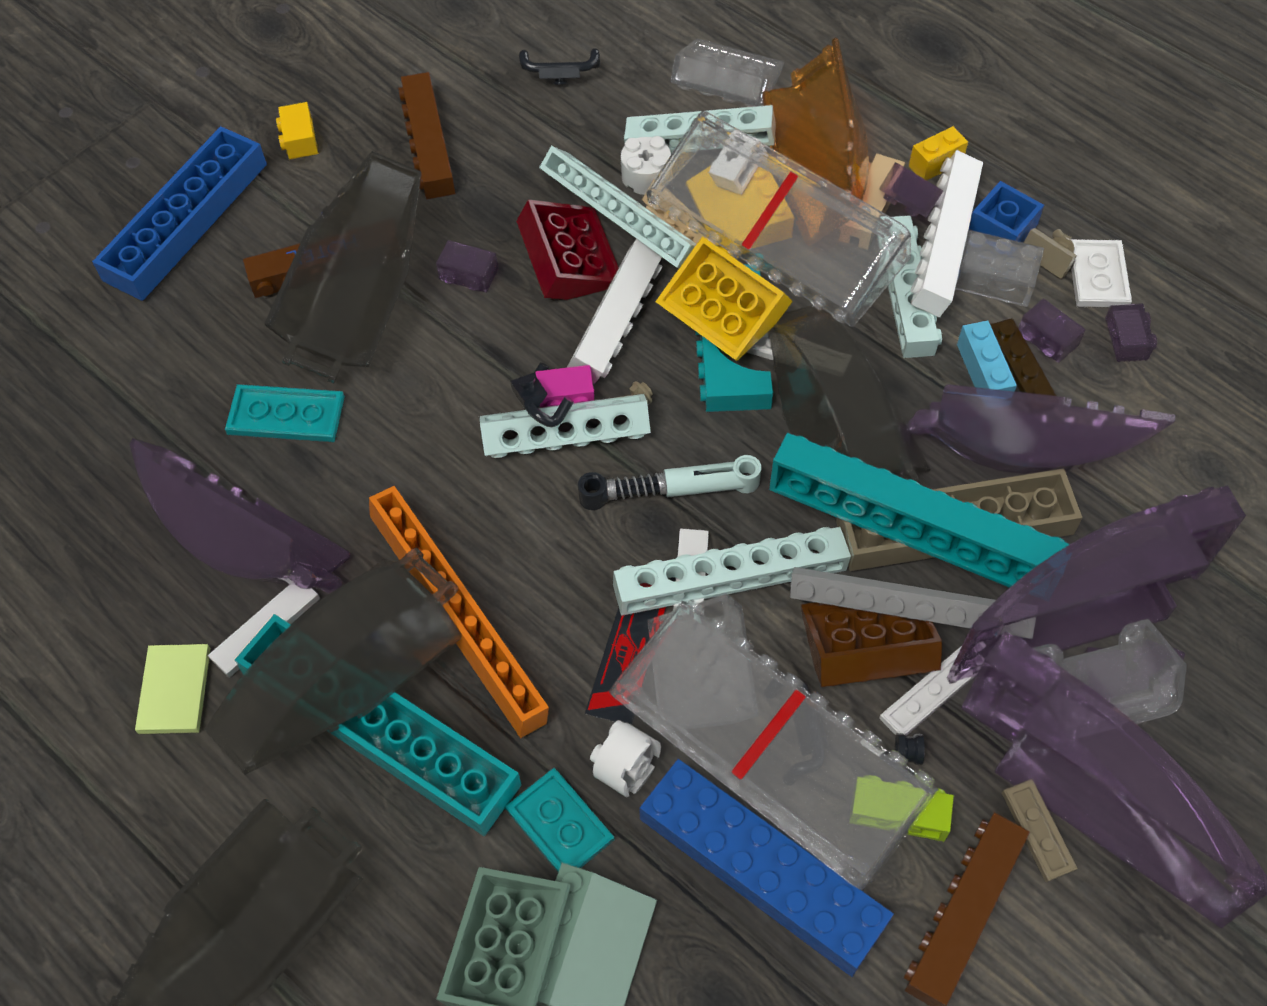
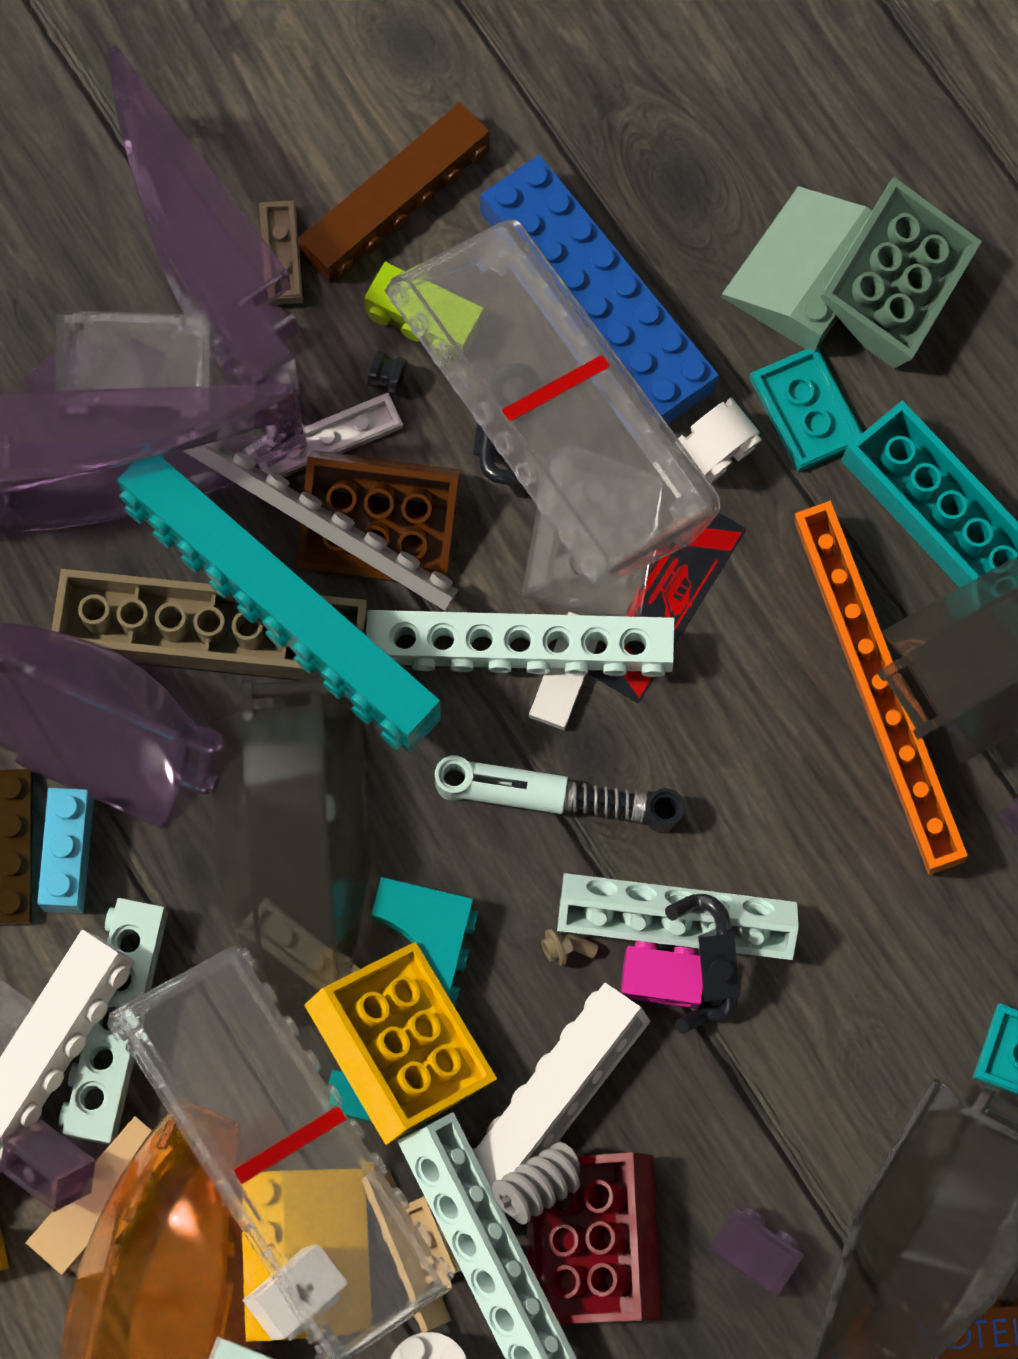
camera: 170 degrees left, 15 degrees up
(611, 247) = (538, 1183): none -> light grey piece

